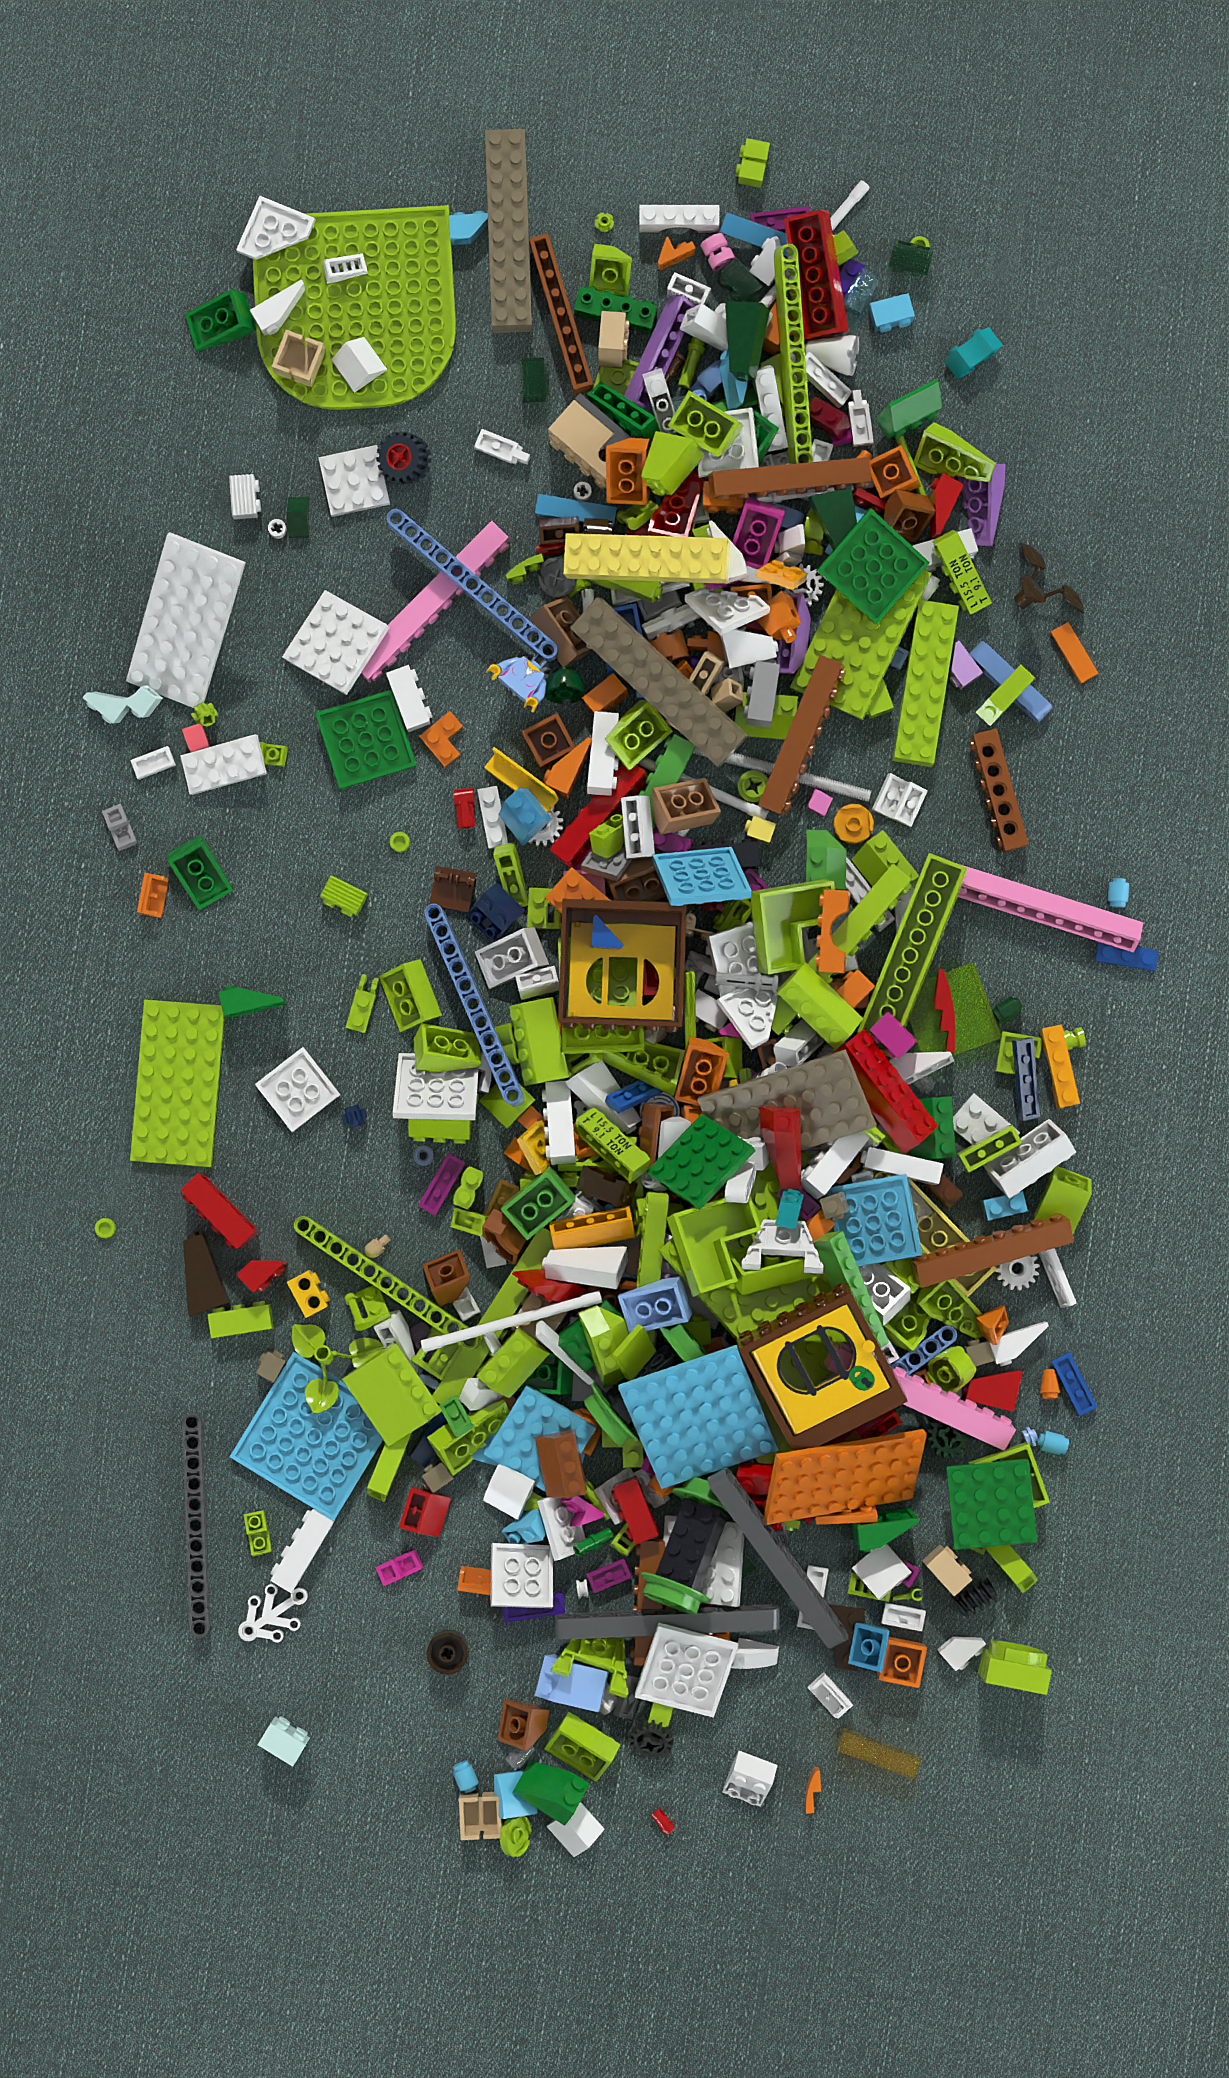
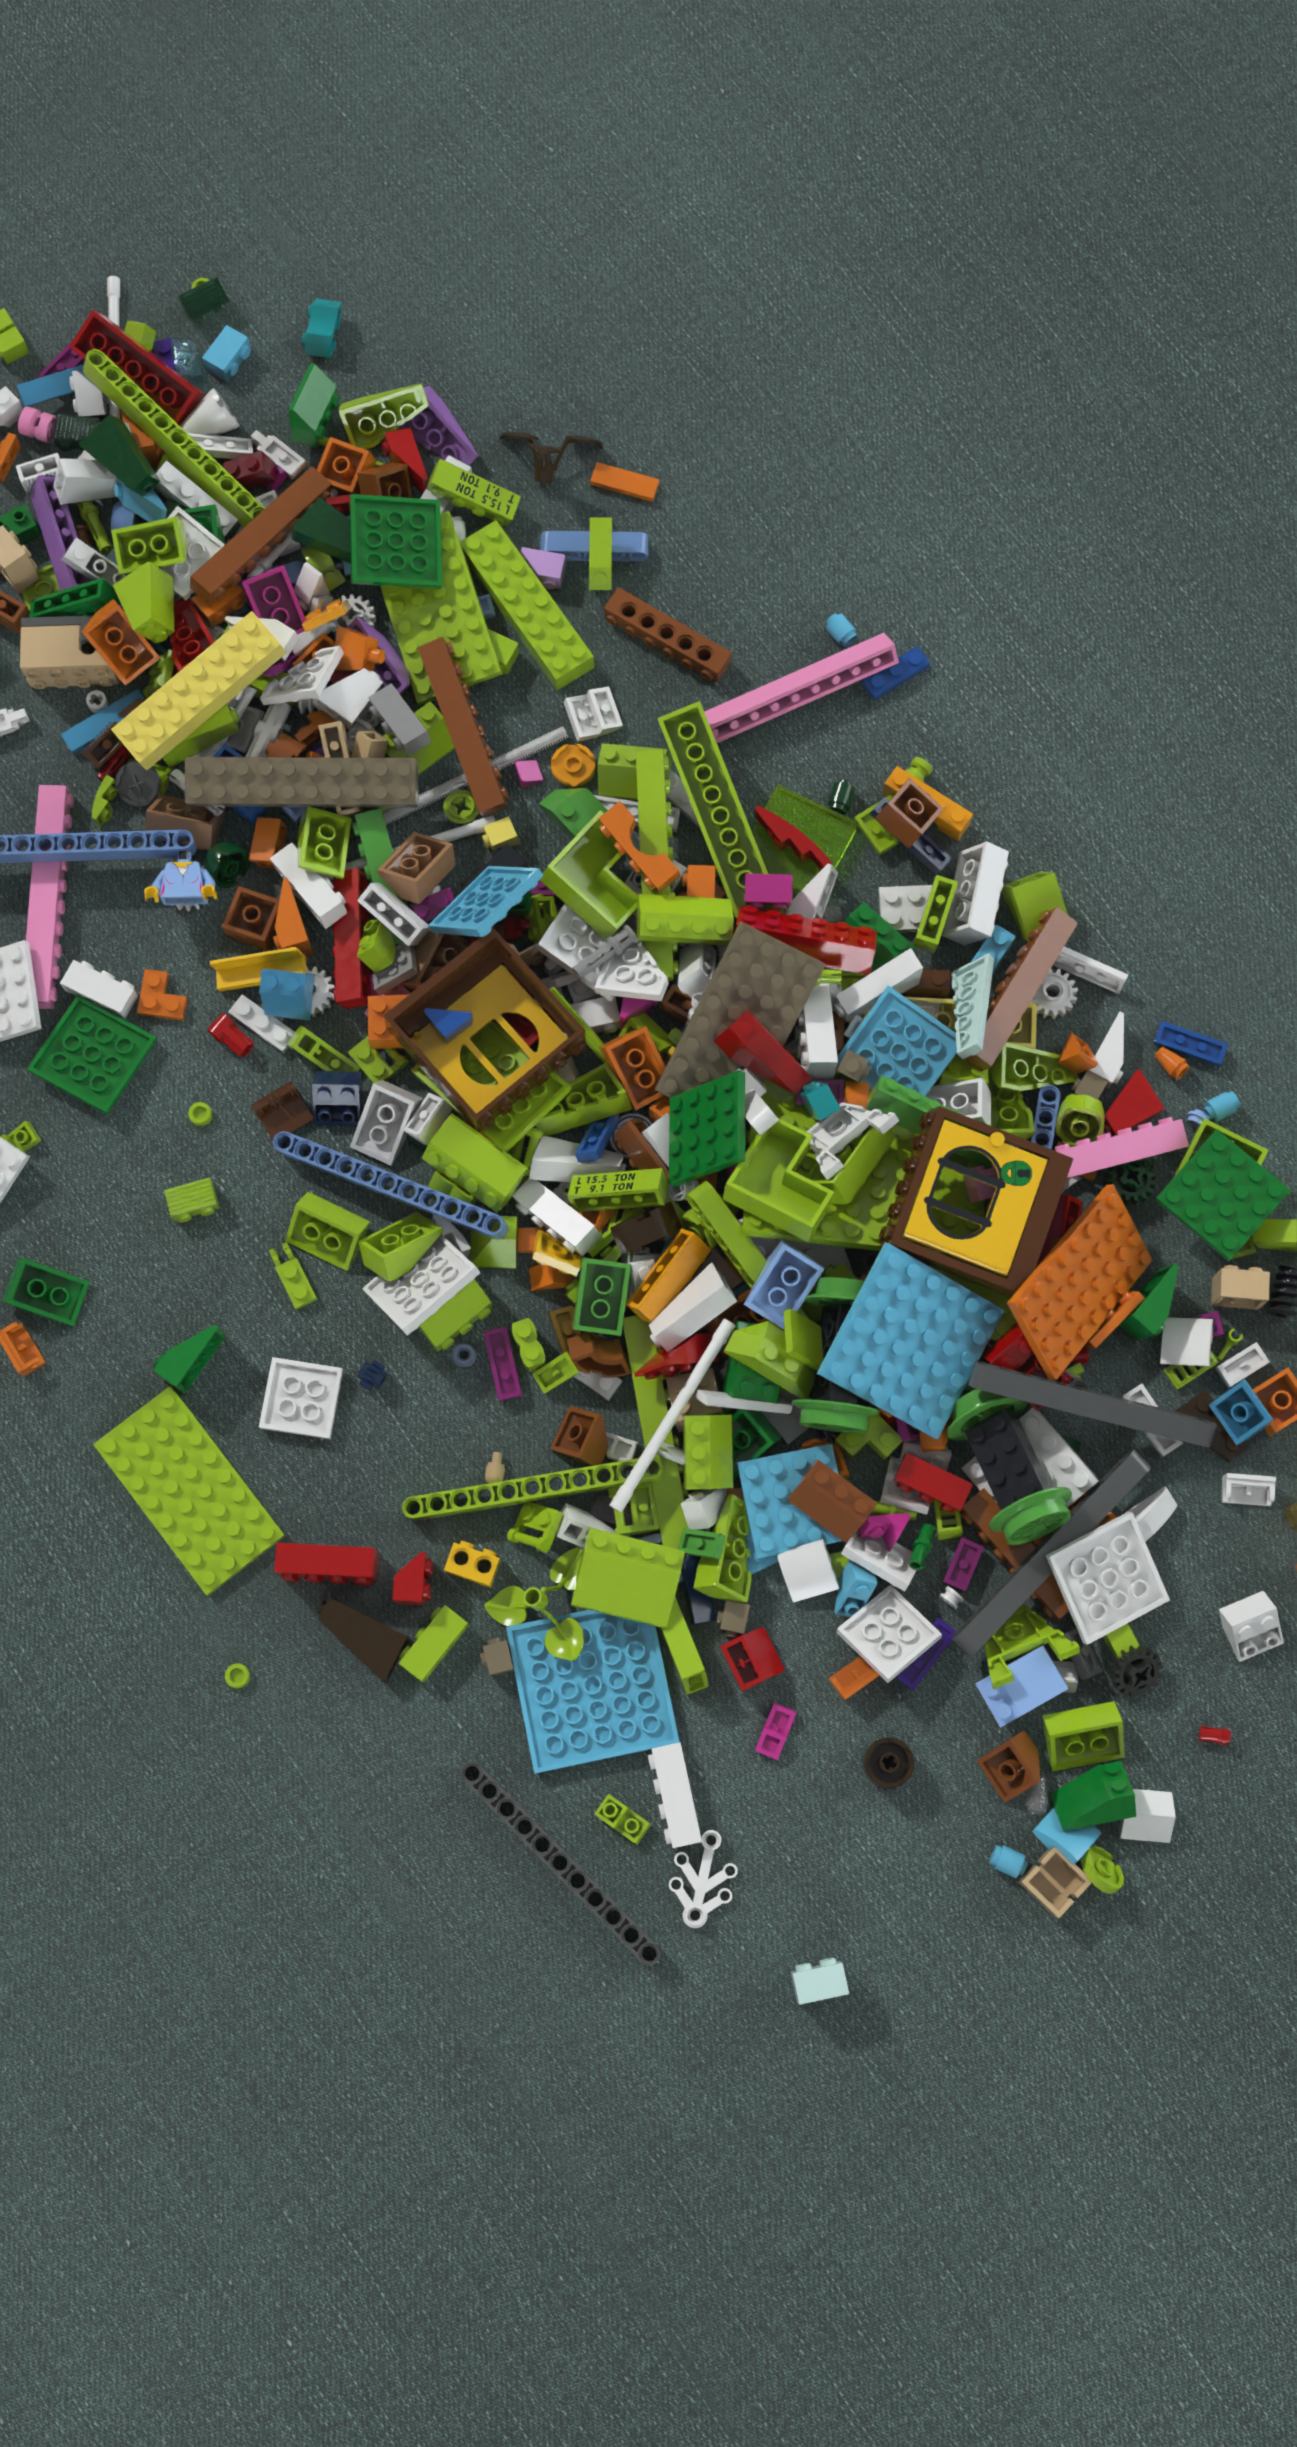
camera: 40 degrees left, 10 degrees down
(965, 1219) = (971, 998): none -> light aqua wing
(1035, 1066) = (909, 813): none -> dark orange brick

